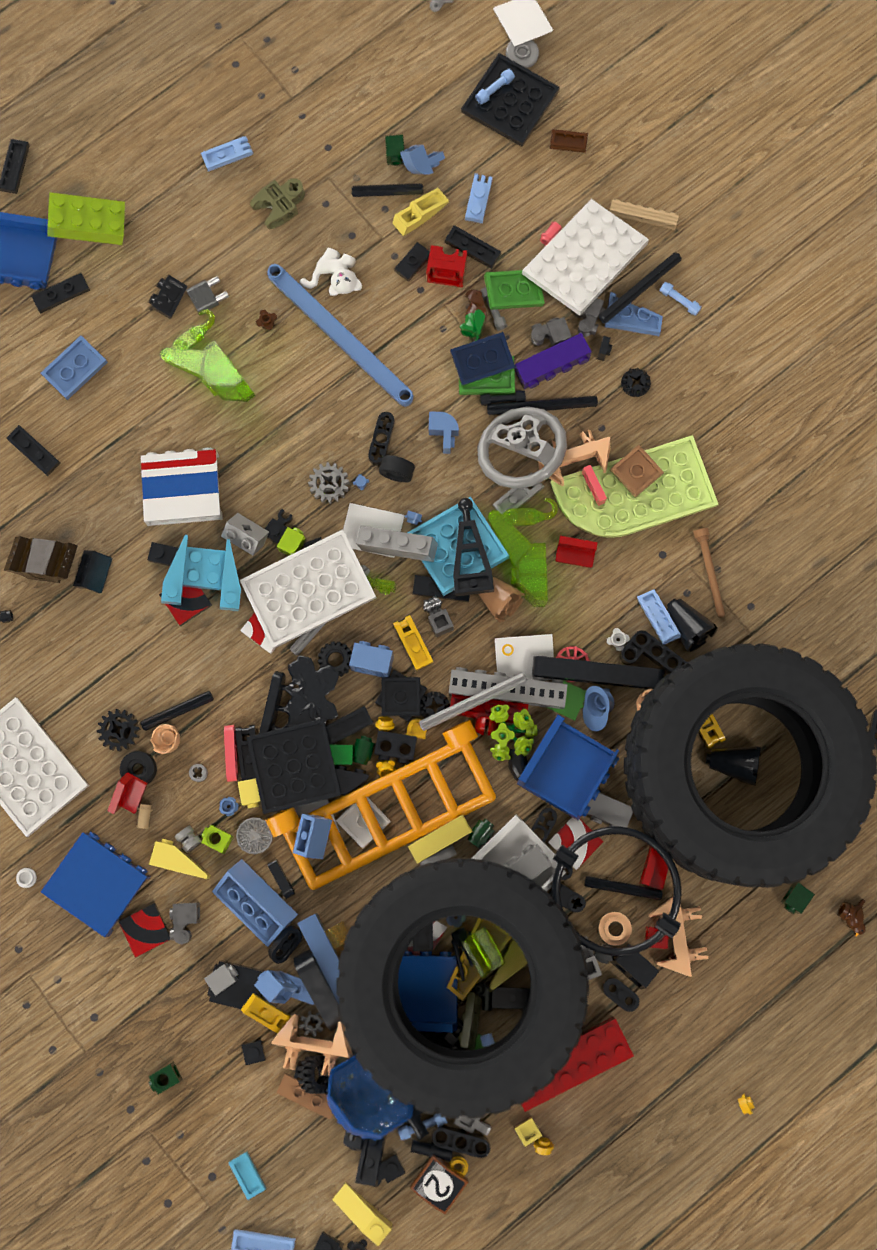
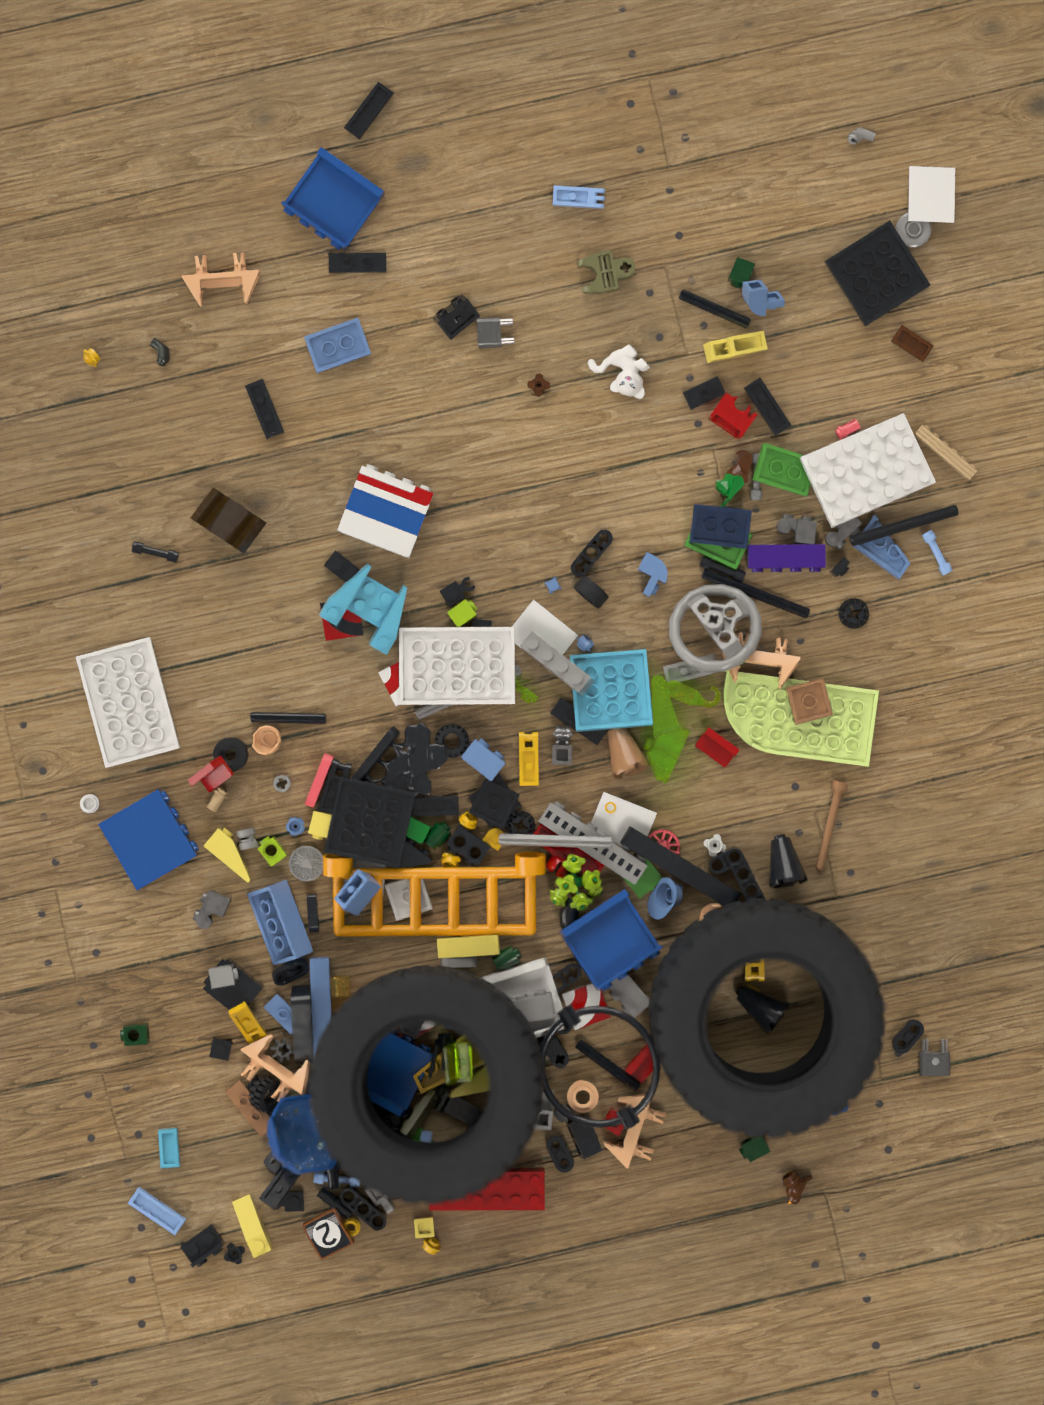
camera: 25 degrees right, 10 degrees up
(86, 218) = (414, 205): lime brick -> none
(92, 571) = (268, 551): black panel -> none
(122, 737) = (220, 711): black gear -> none
(145, 930) = (173, 899): tile -> none
(209, 365) = (468, 410): clear neon green slope -> none
(245, 534) = (423, 586): light grey brick -> none
(275, 986) = (266, 1004): medium blue brick -> none
(323, 488) = (513, 577): light grey gear -> none
(340, 335) = (600, 433): medium blue piece -> none
(476, 582) = (607, 735): black plate -> none
(478, 199) = (797, 359): light blue hinge -> none
(506, 77) = (883, 252): light blue bar -> none
(594, 485) = (763, 696): coral tile -> none
(658, 617) = (761, 843): light blue plate -> none
(746, 1104) = (620, 1294): yellow plate -> none

